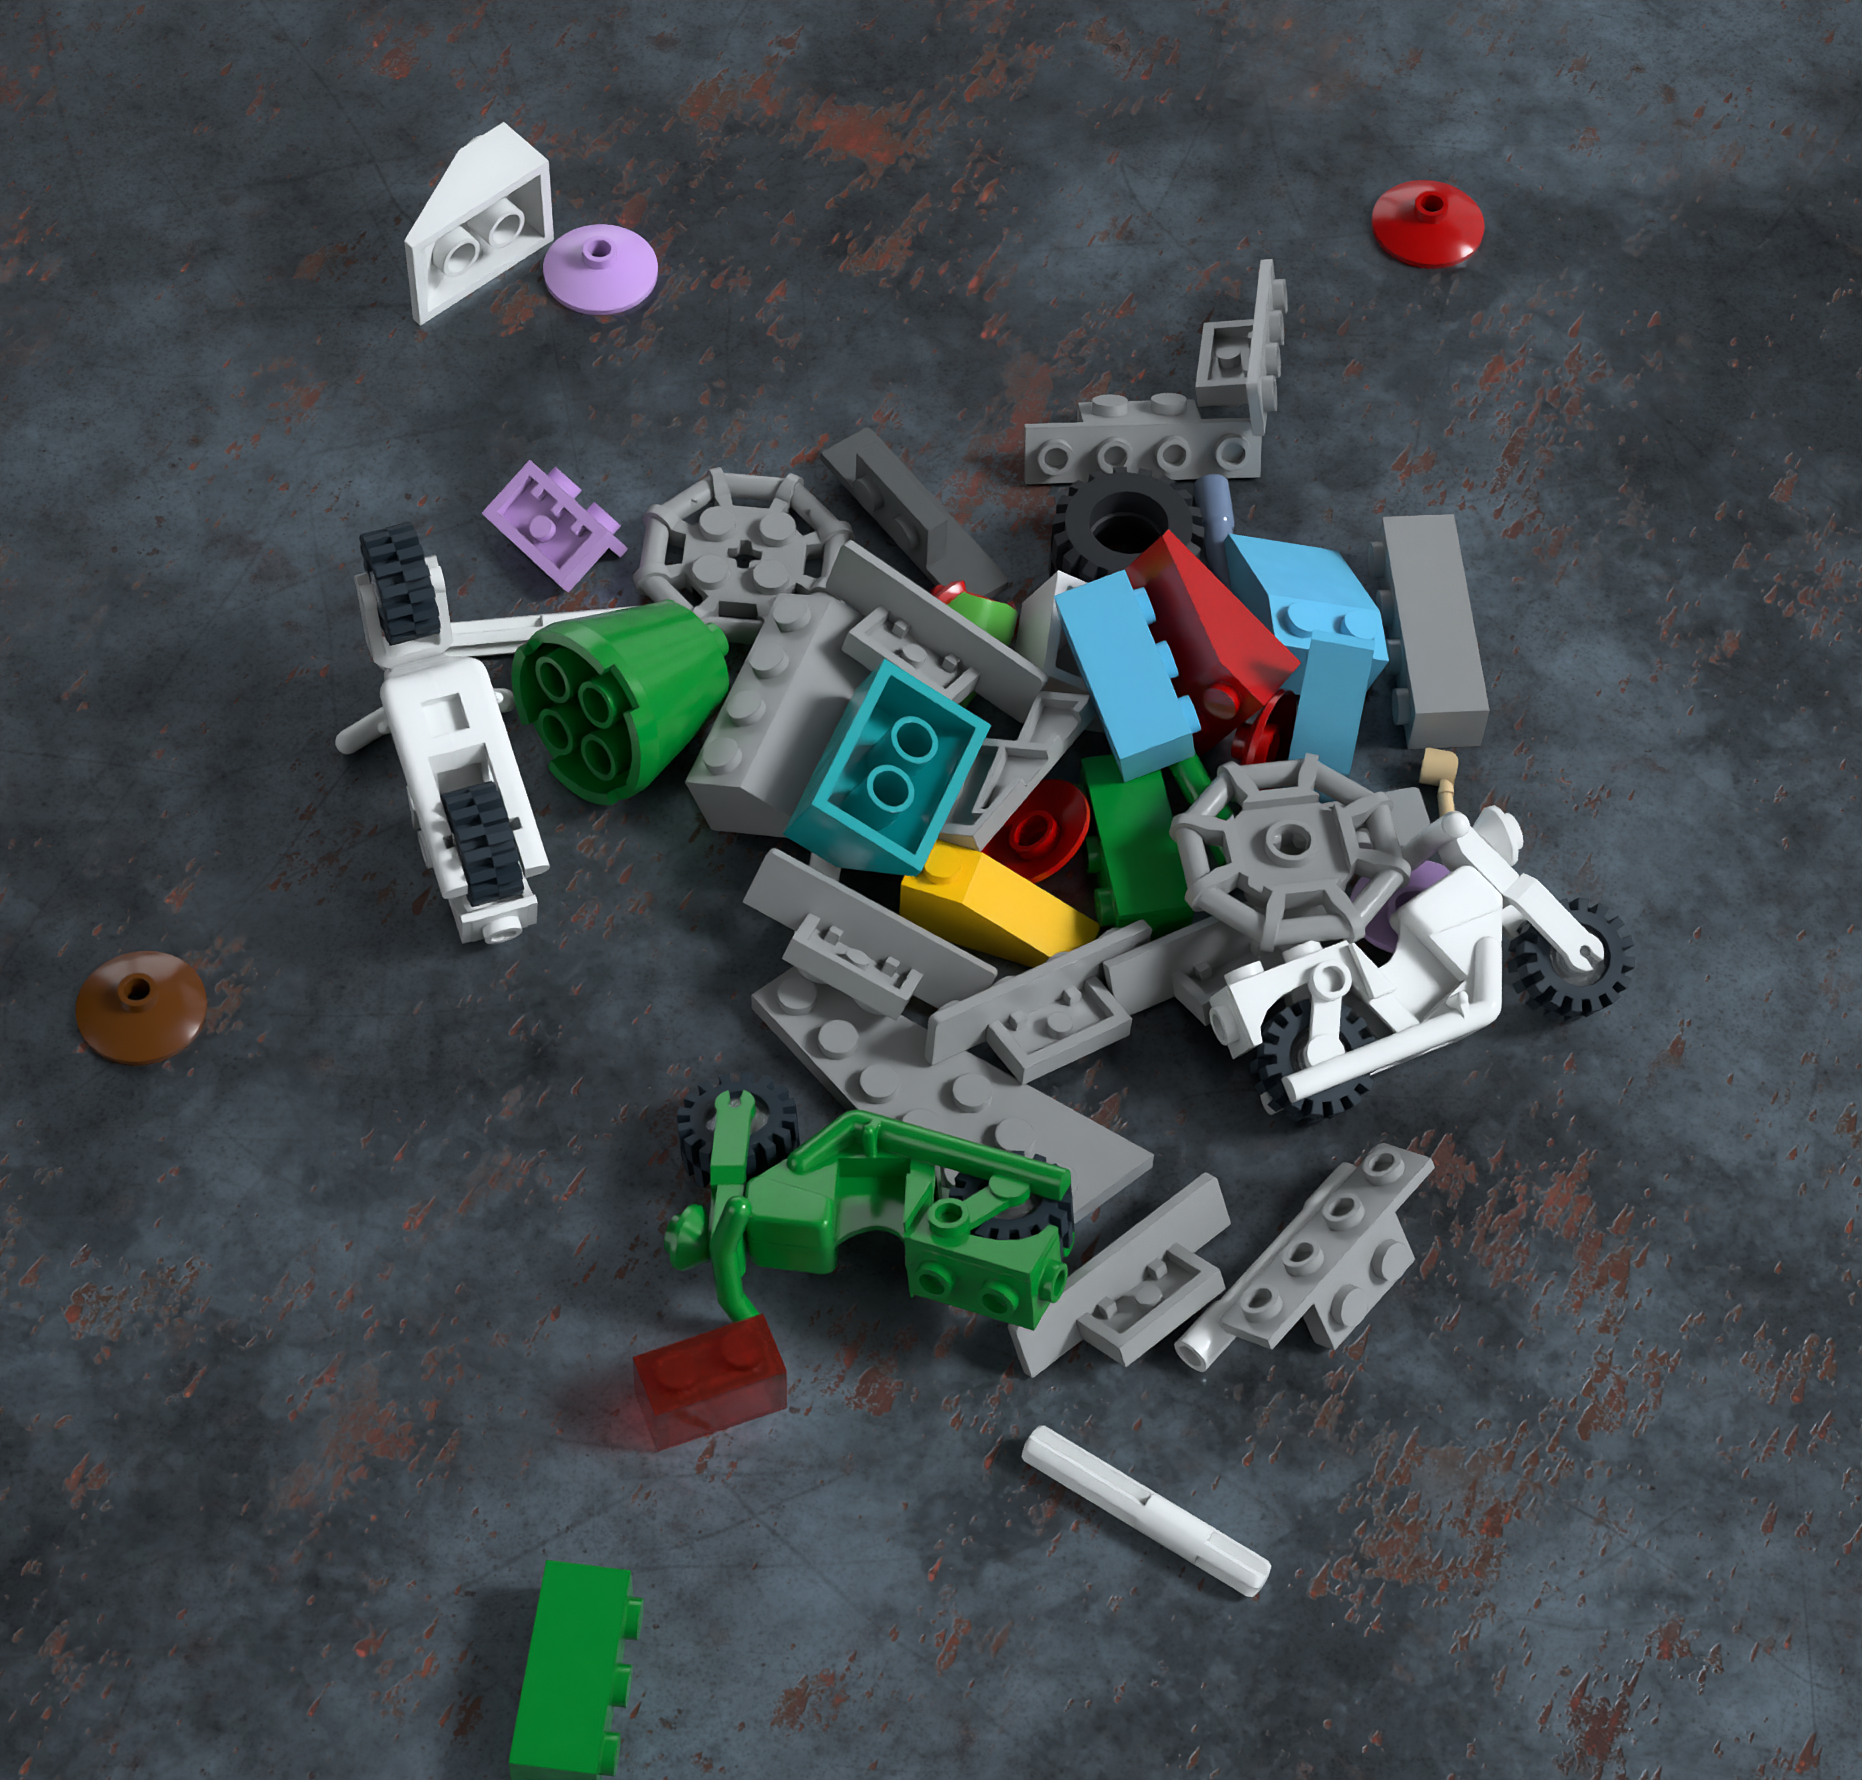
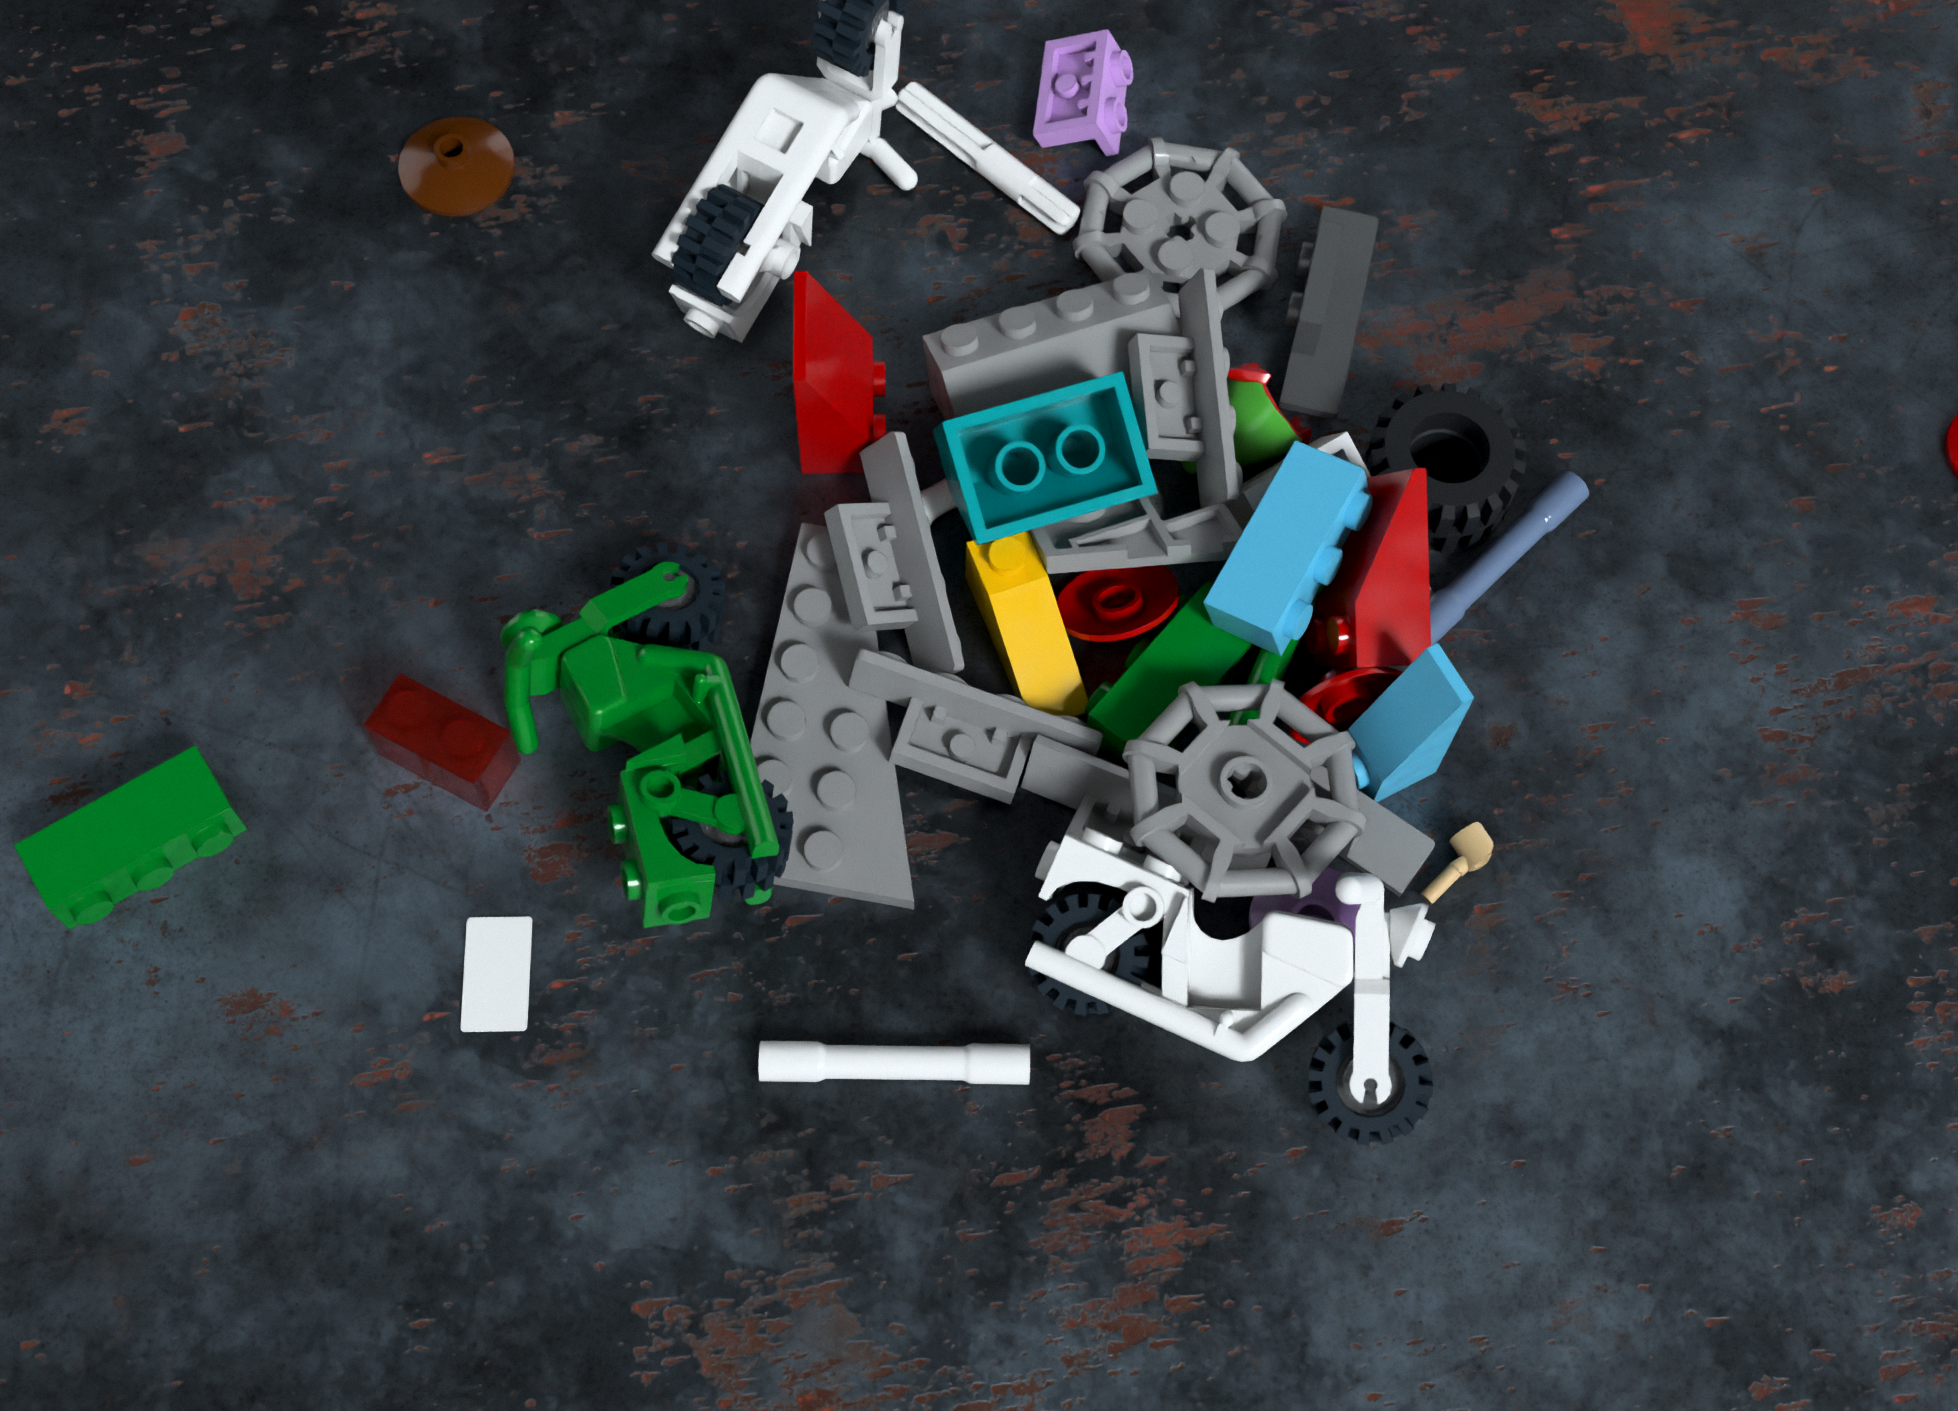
camera: 50 degrees right, 10 degrees up
(620, 694) = (963, 237): green cone -> none
(664, 883) = (833, 382): none -> red slope
(940, 1498) = (496, 974): none -> white sticker
(1135, 1285) = (783, 975): light grey bracket -> none
(1146, 1511) = (597, 1131): white axle -> none
(1149, 435) = (1560, 406): light grey bracket -> none
(1243, 356) = (1716, 409): light grey bracket -> none
(1303, 590) = (1516, 634): medium azure slope -> none
(1338, 1259) = (929, 1106): light grey bracket -> none
(1429, 632) = (1594, 742): light grey brick -> none

